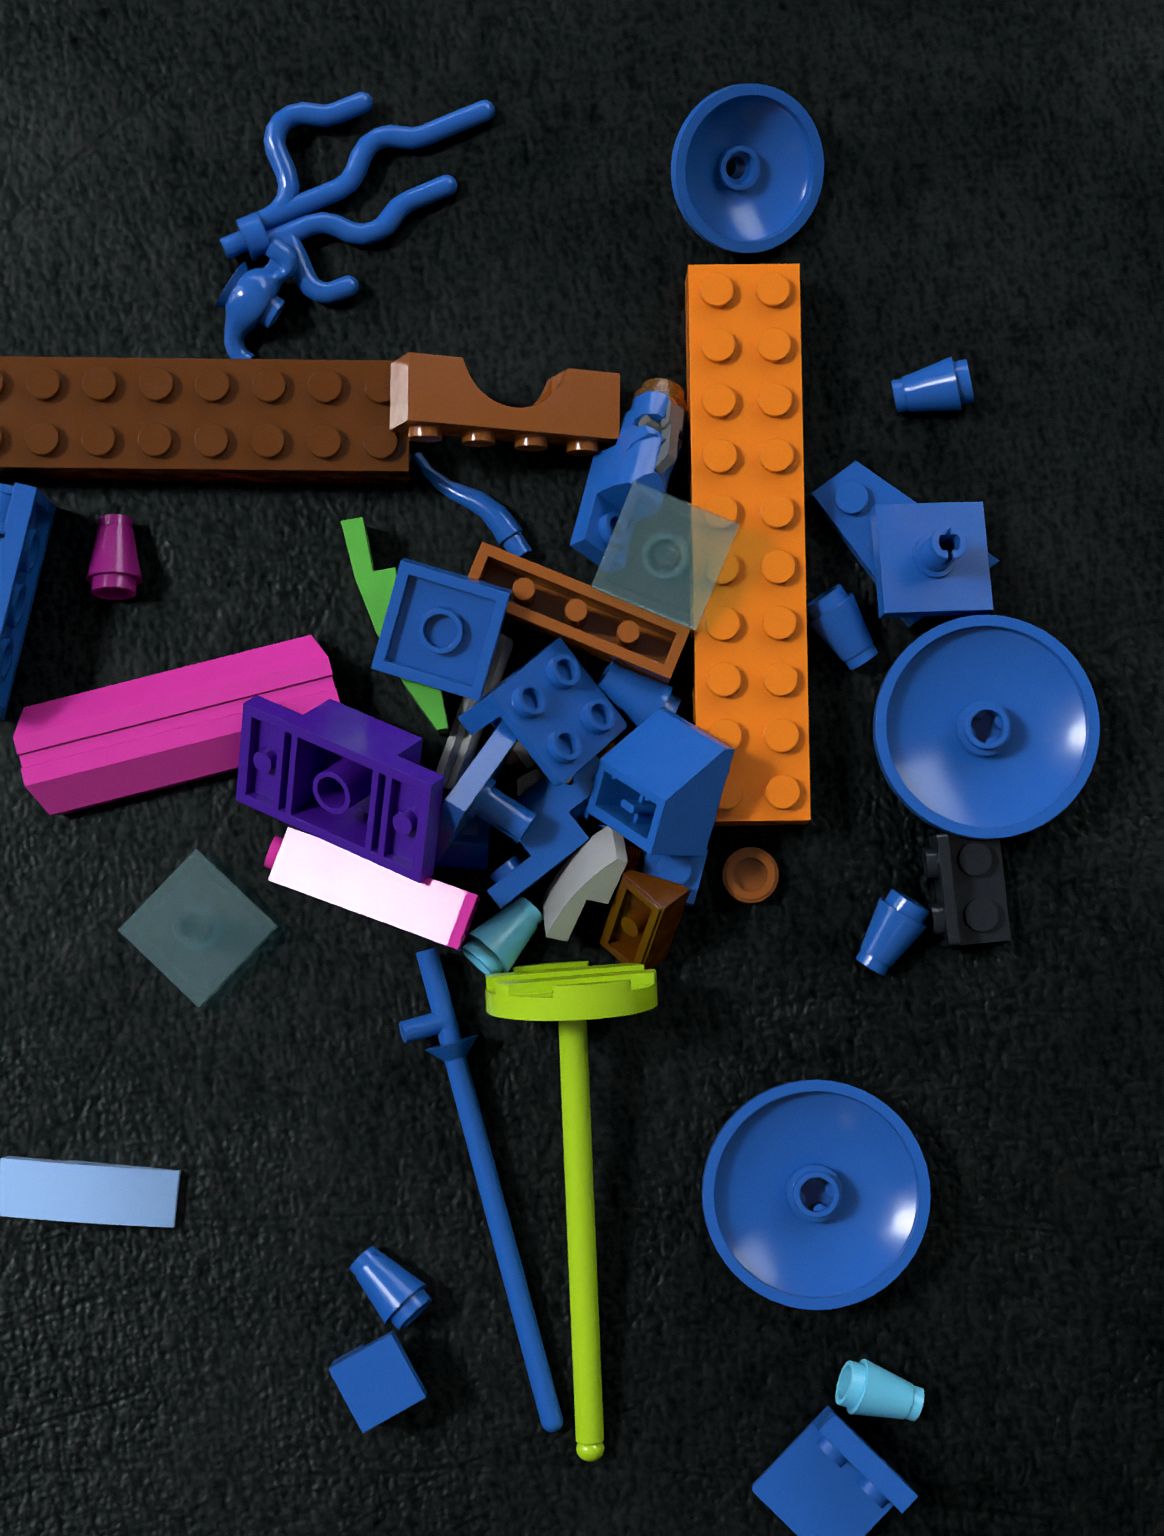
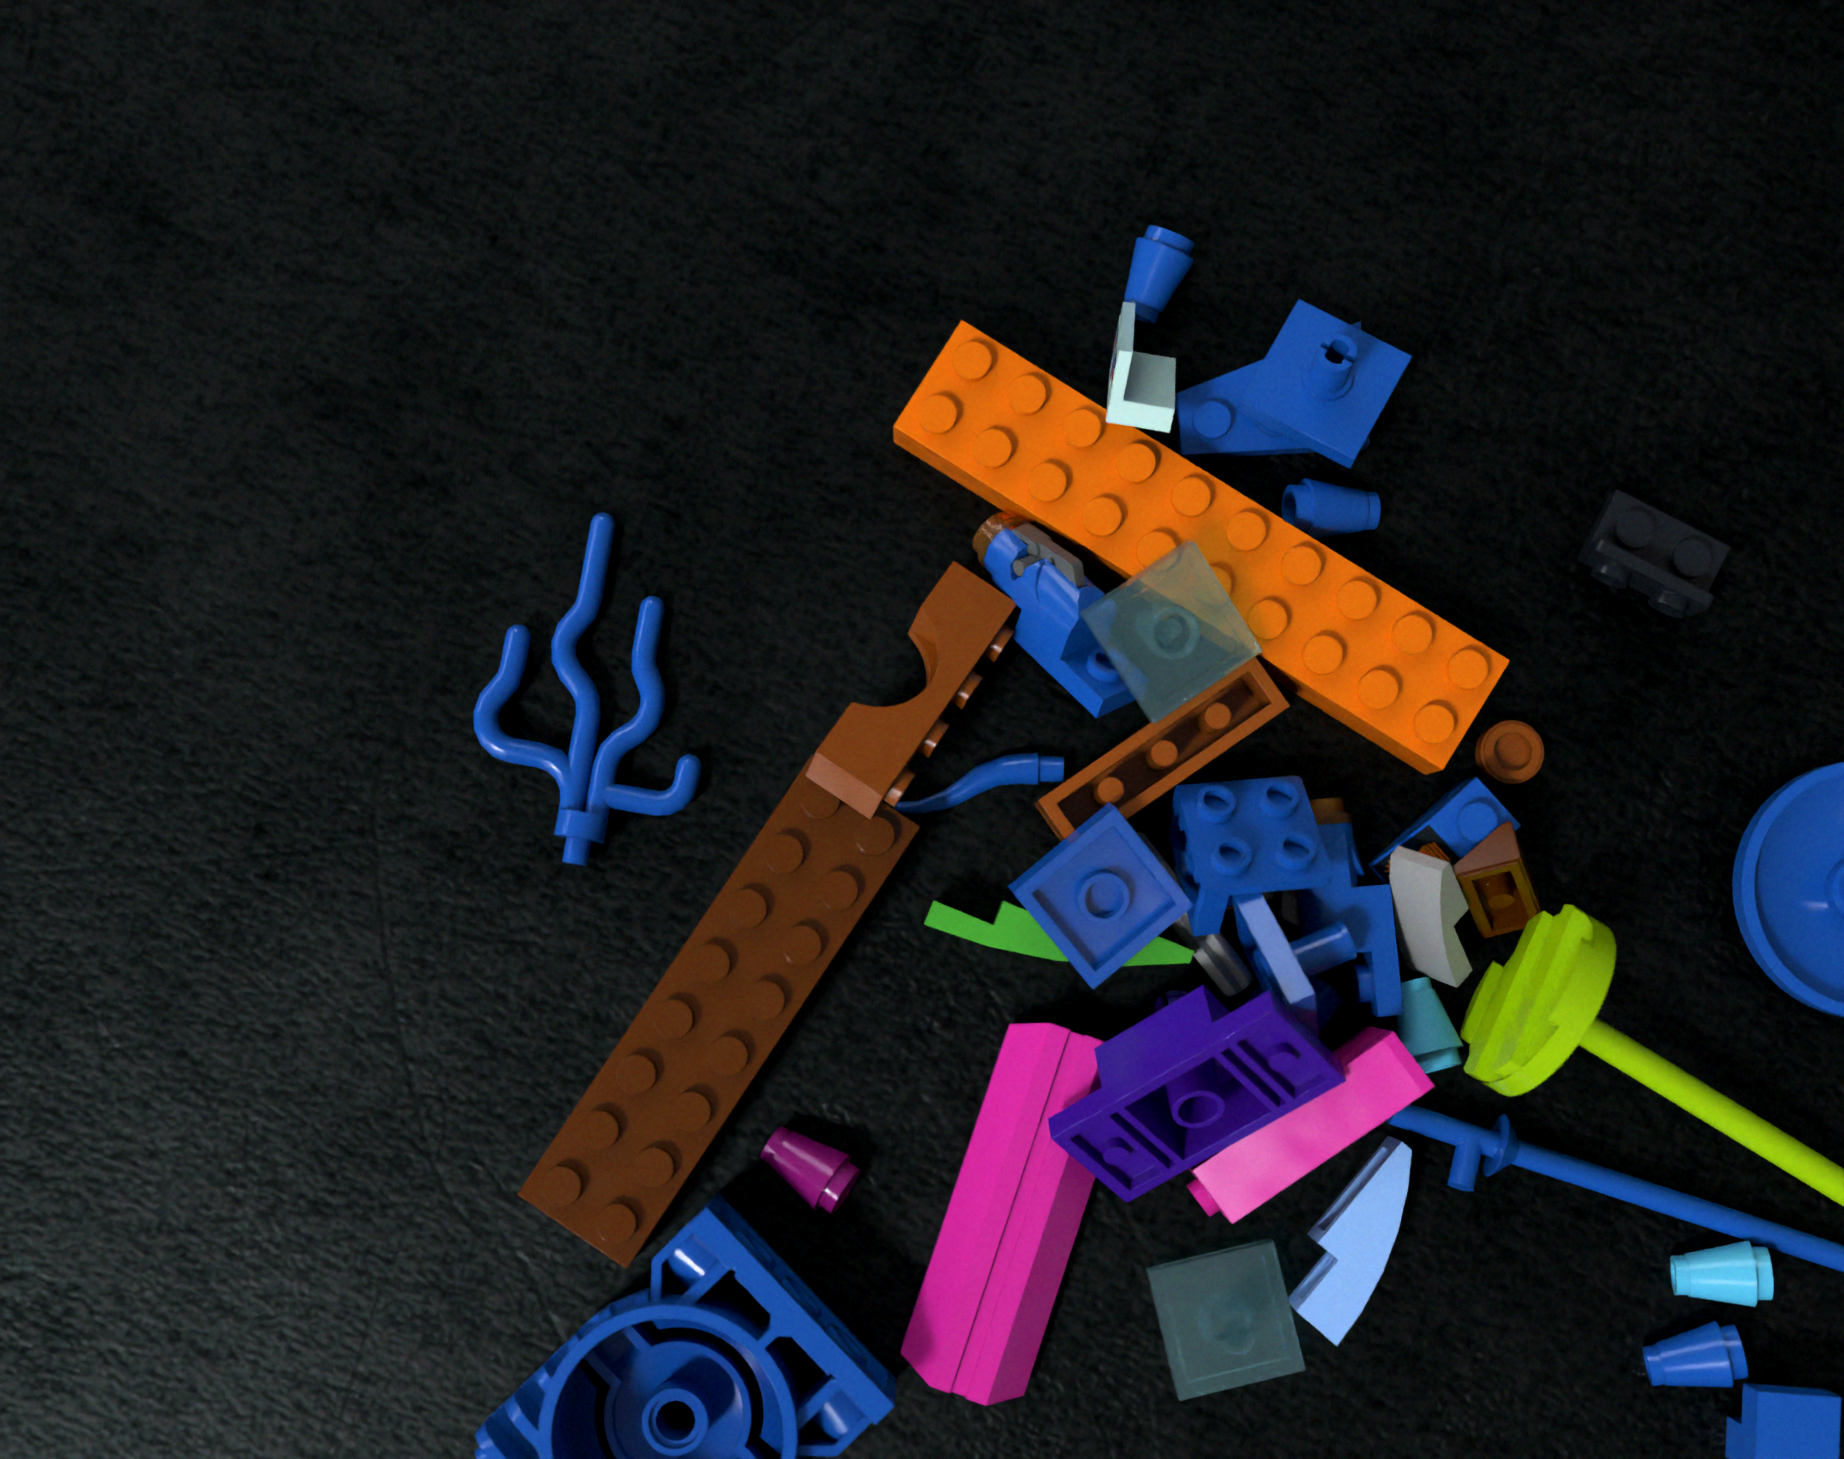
camera: 50 degrees left, 0 degrees up
(253, 297) = (645, 866): blue piece -> none
(312, 984) = (1357, 1241): none -> light blue slope
(465, 1270) = (1724, 1274): none -> medium azure cone
(636, 694) = (1278, 747): blue cone -> none
(662, 785) = (1392, 781): blue slope -> none
(775, 172) = (854, 295): blue dish -> none
(838, 421) = (1139, 383): none -> light aqua panel
(891, 931) = (1651, 652): blue cone -> none
(986, 727) = (1519, 437): blue dish -> none

